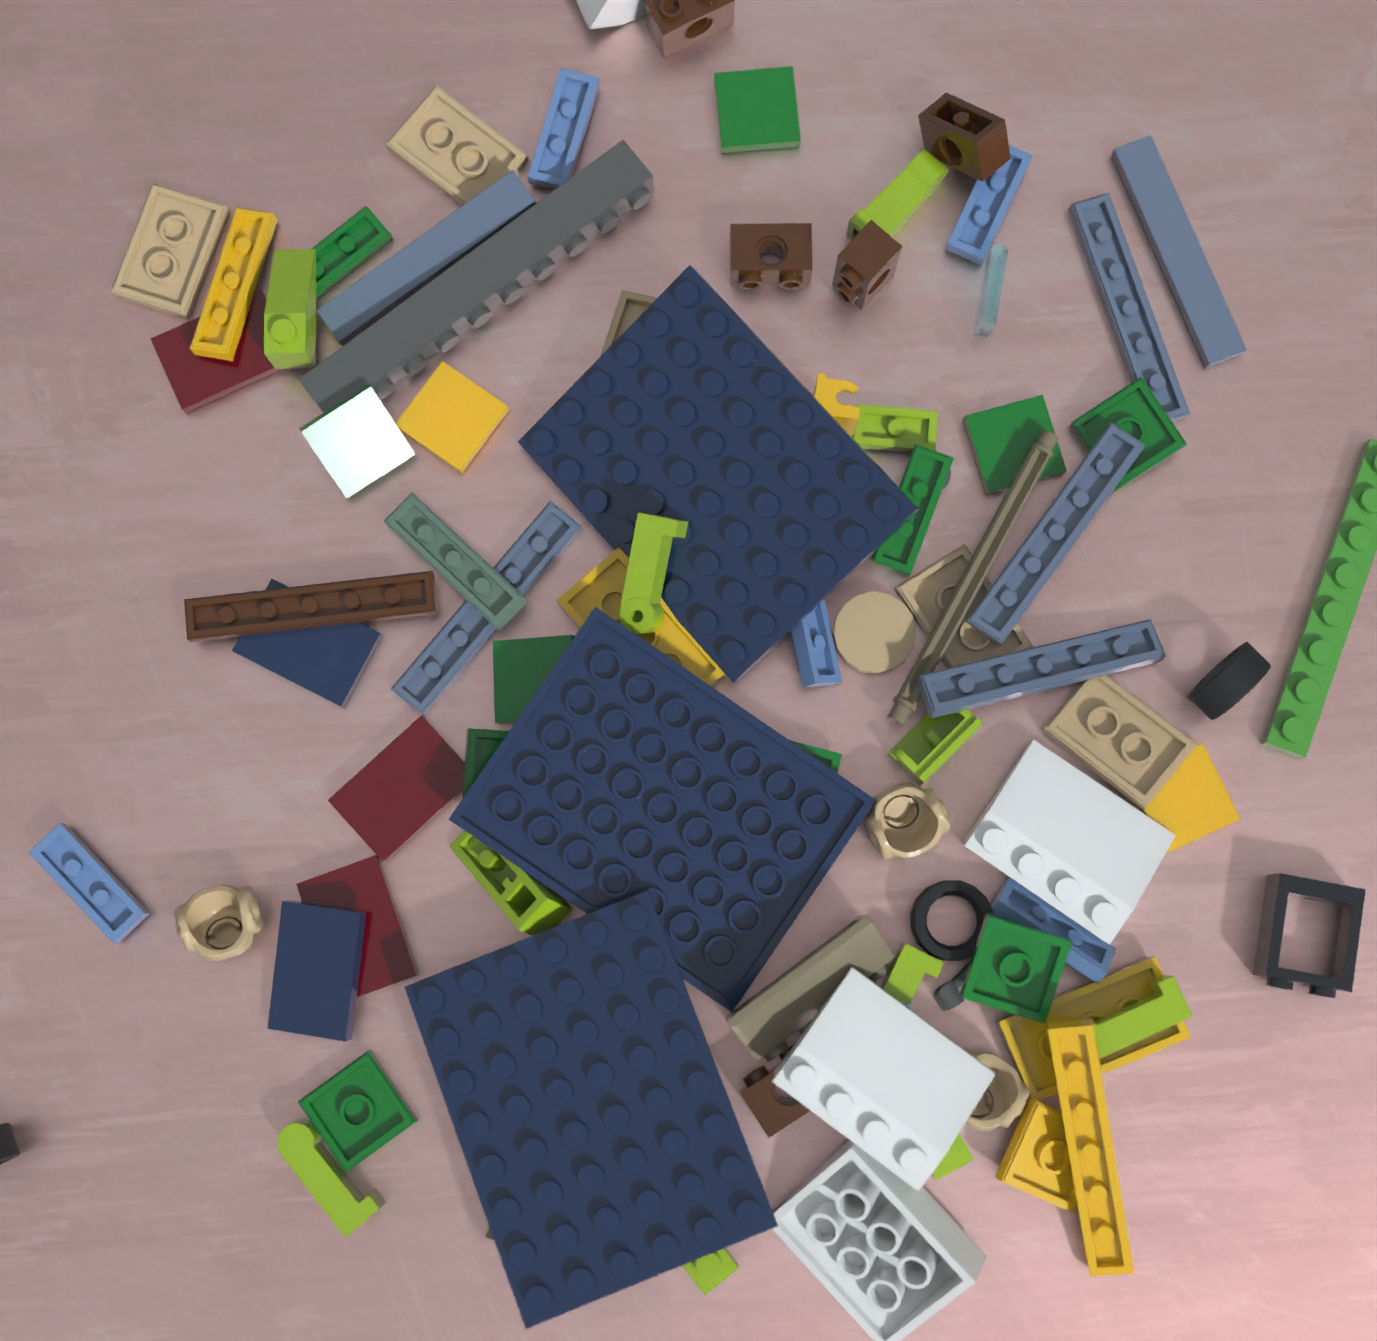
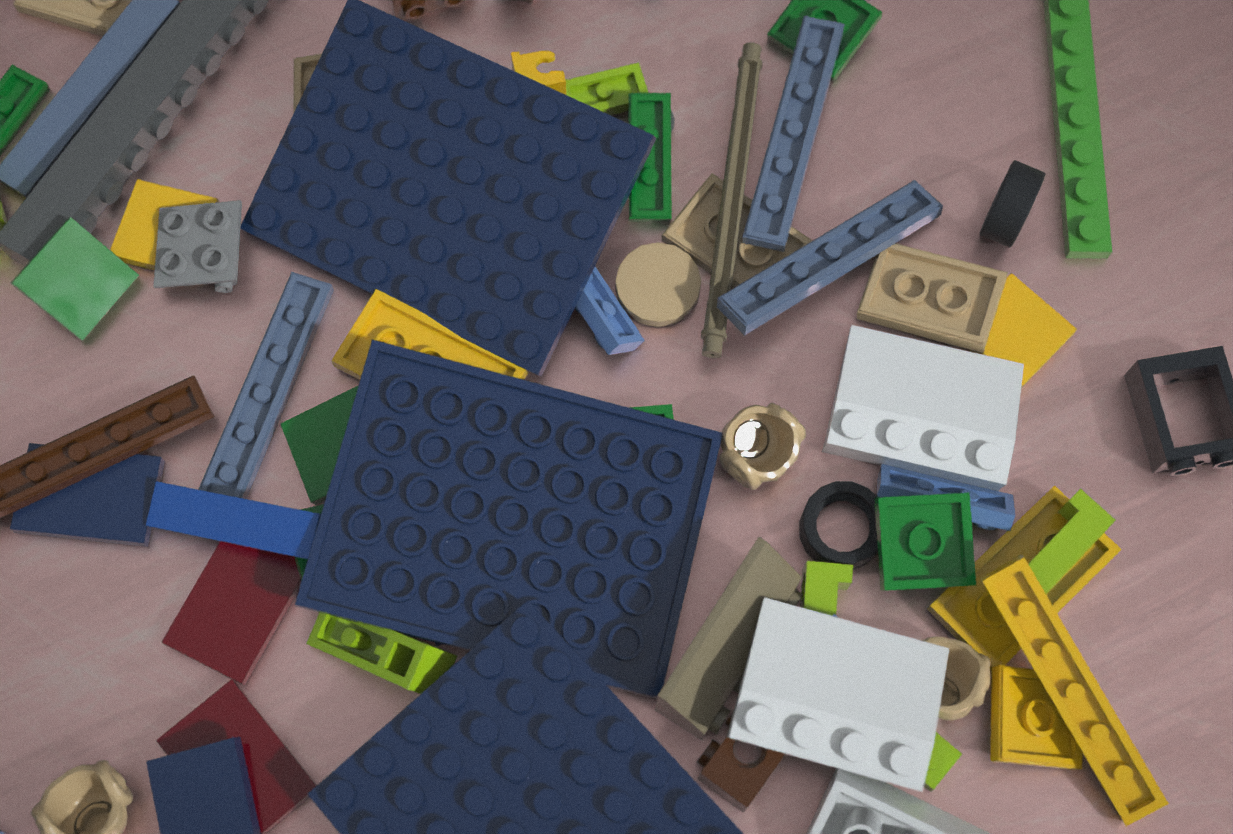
camera: 25 degrees left, 10 degrees down
(423, 718) = (233, 520): none -> blue tile
(456, 561) = (216, 360): sand green tile -> none
(475, 447) = (198, 245): none -> light grey hinge
(647, 571) = (412, 291): lime leg -> none
(933, 743) = (756, 363): lime hinge -> none
(948, 994) = (869, 599): dark grey hand -> none
(1003, 439) = (710, 70): green tile -> none

